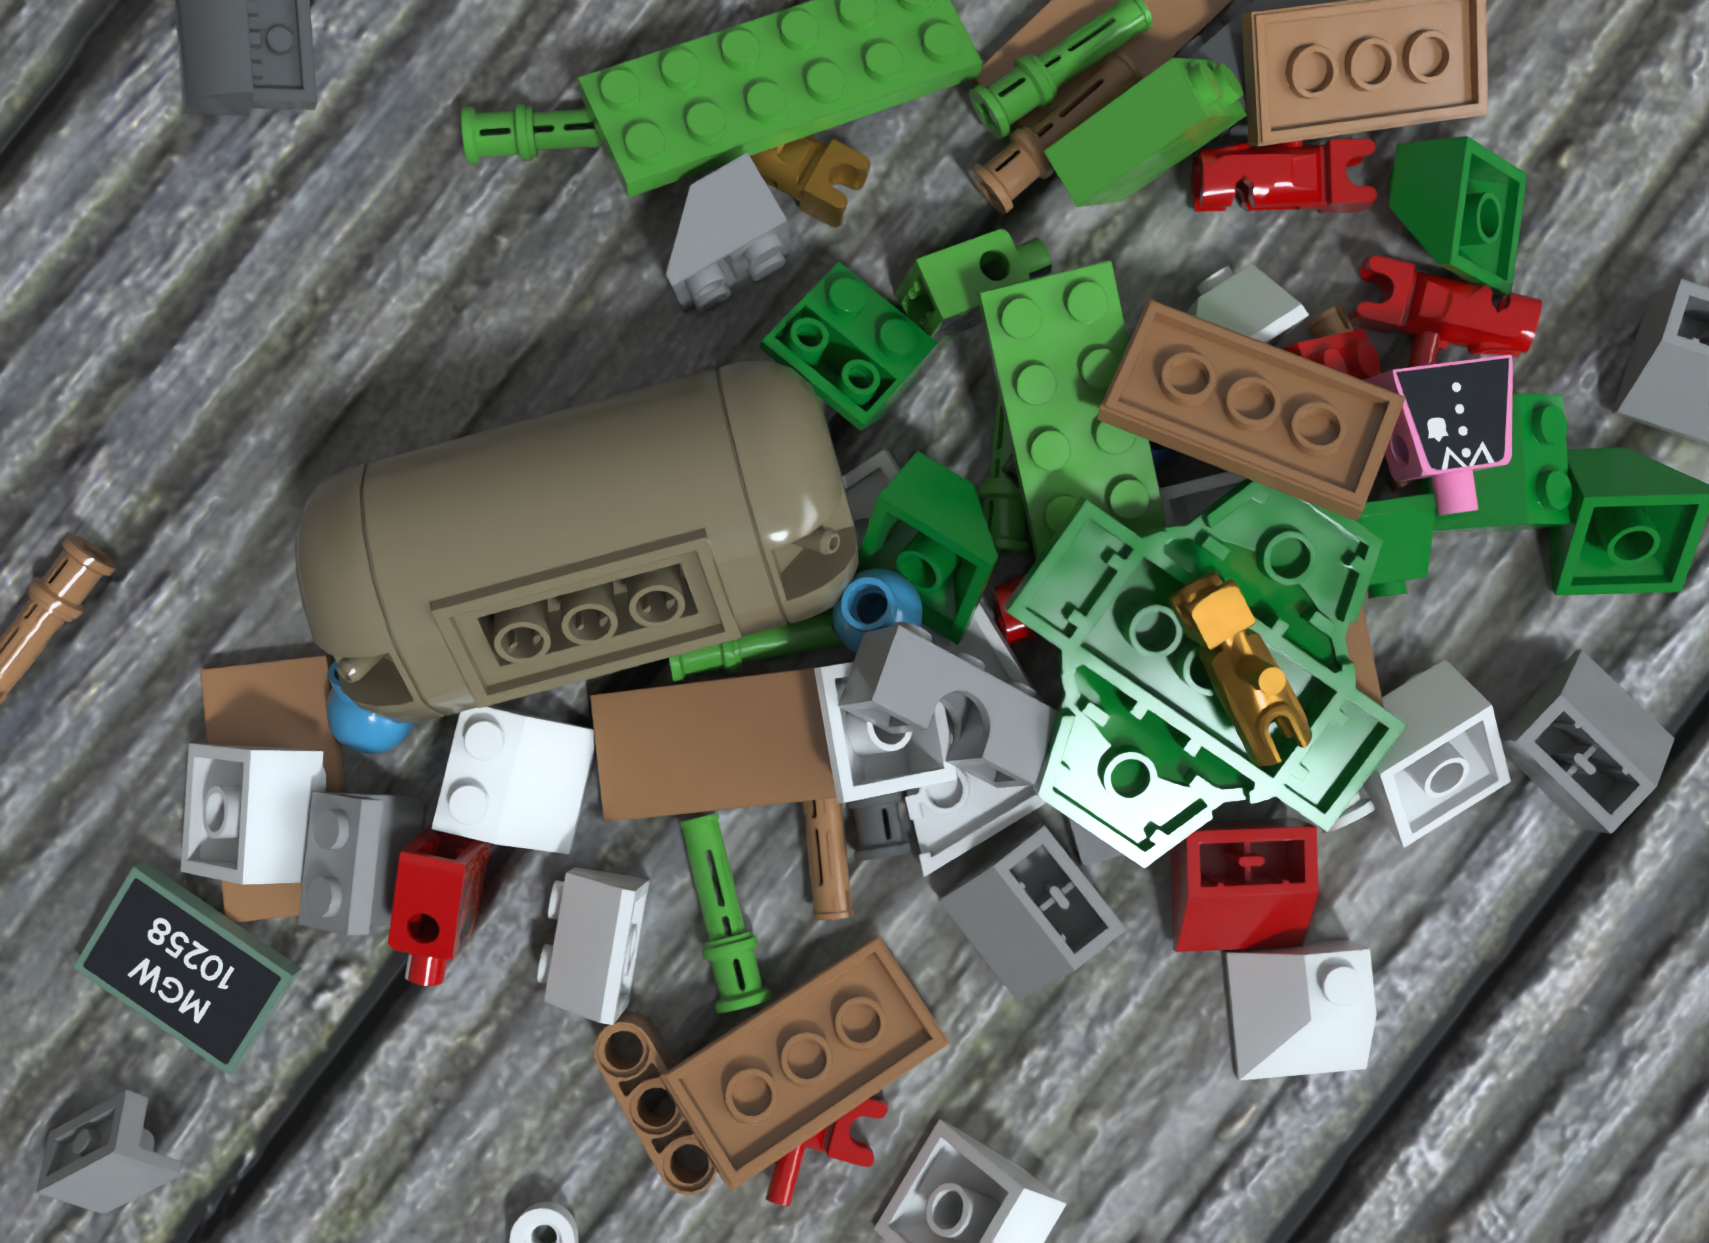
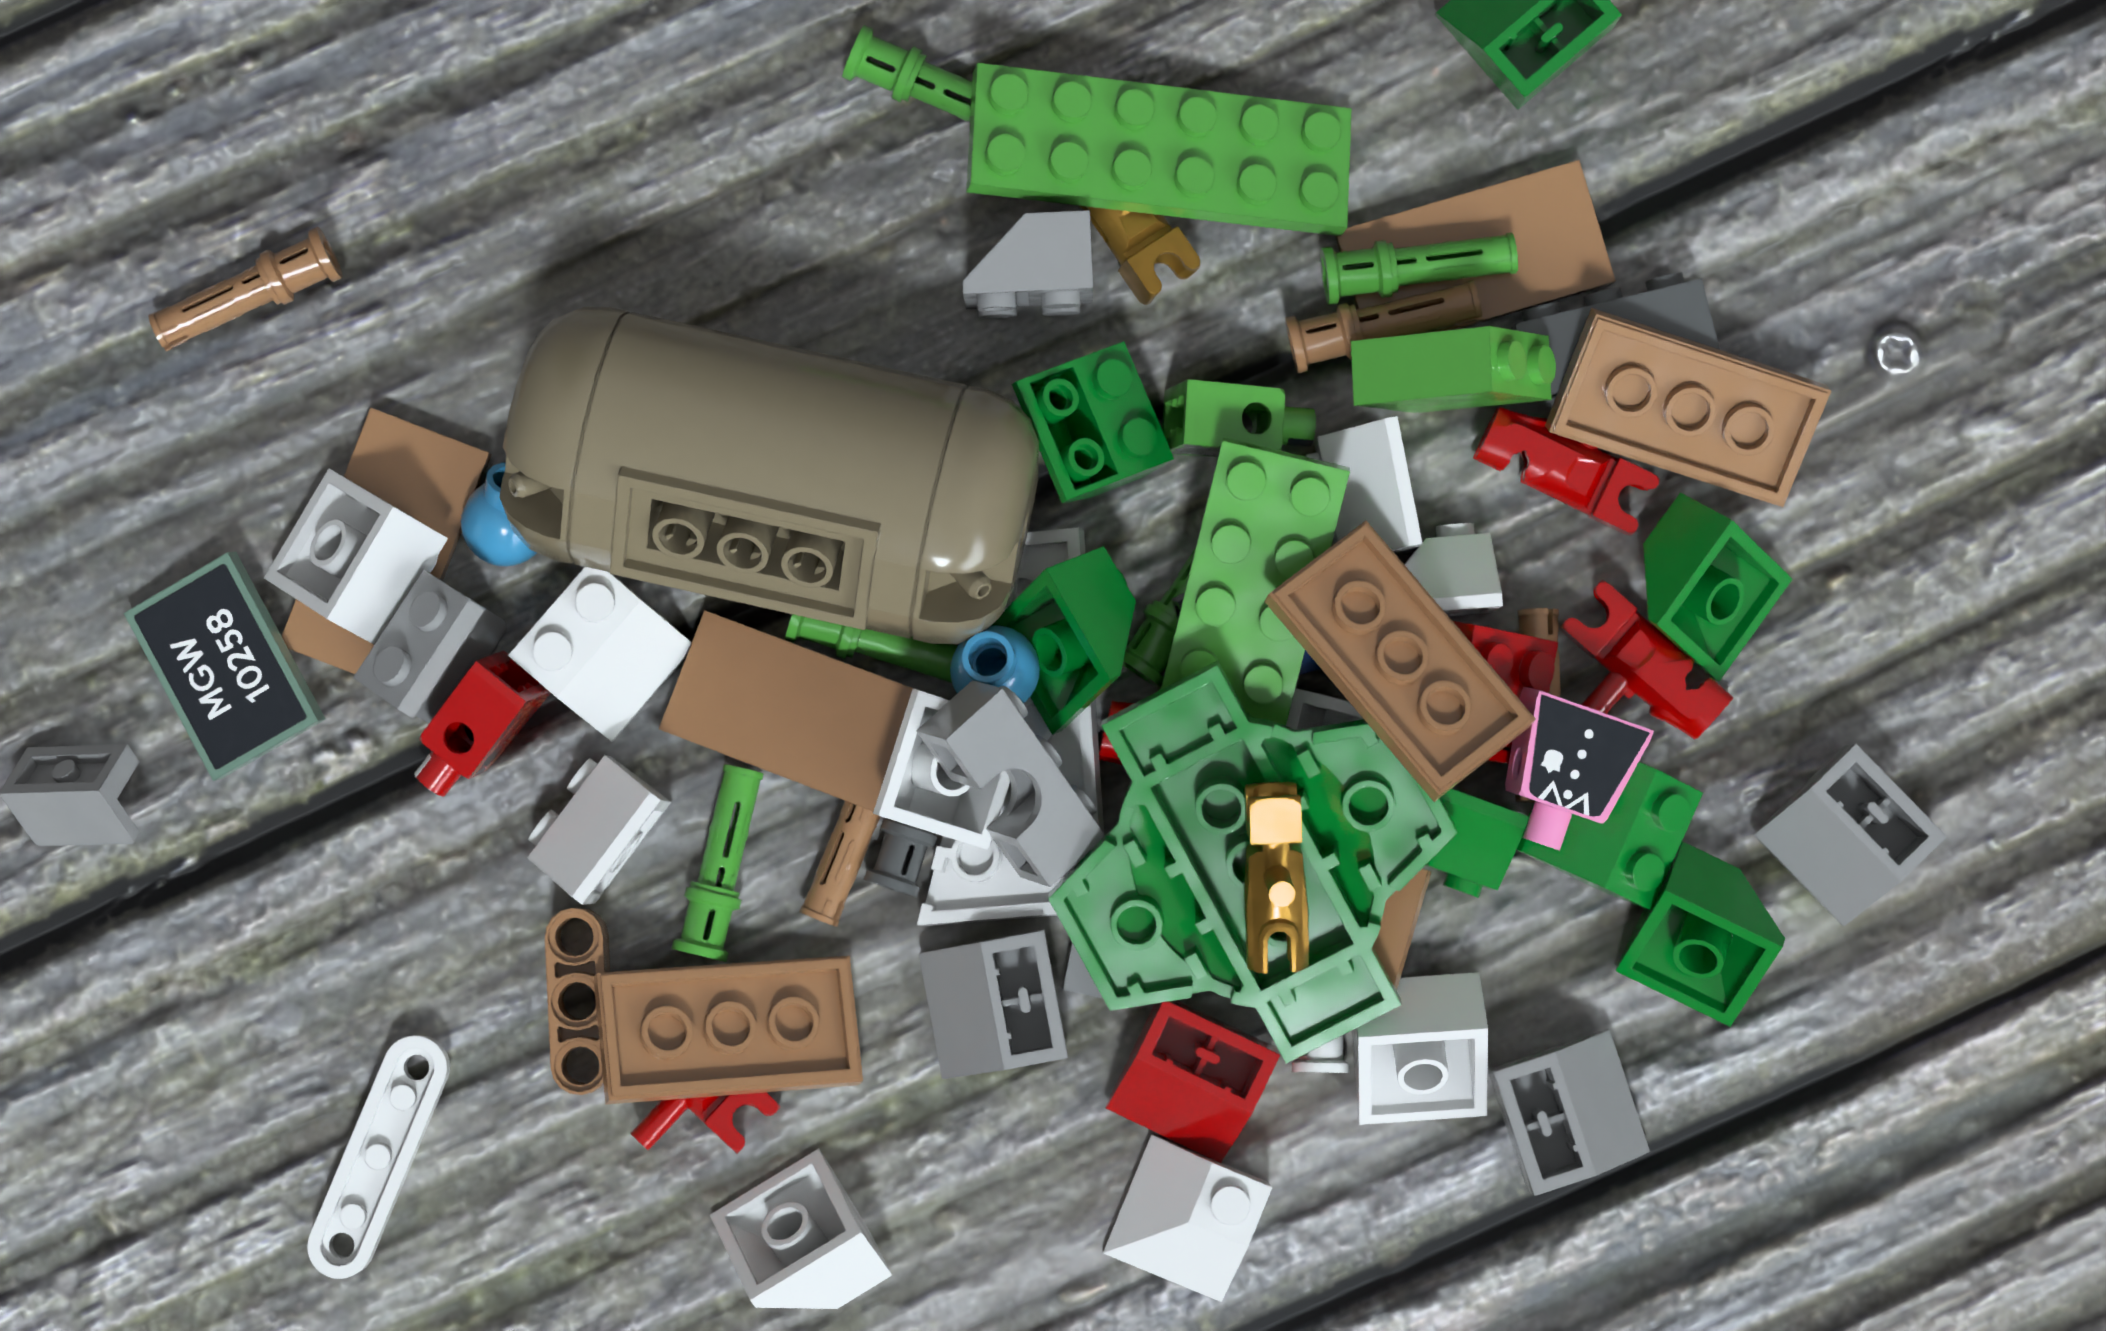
camera: 30 degrees right, 0 degrees up
(1139, 262) = (1377, 482): none -> white slope

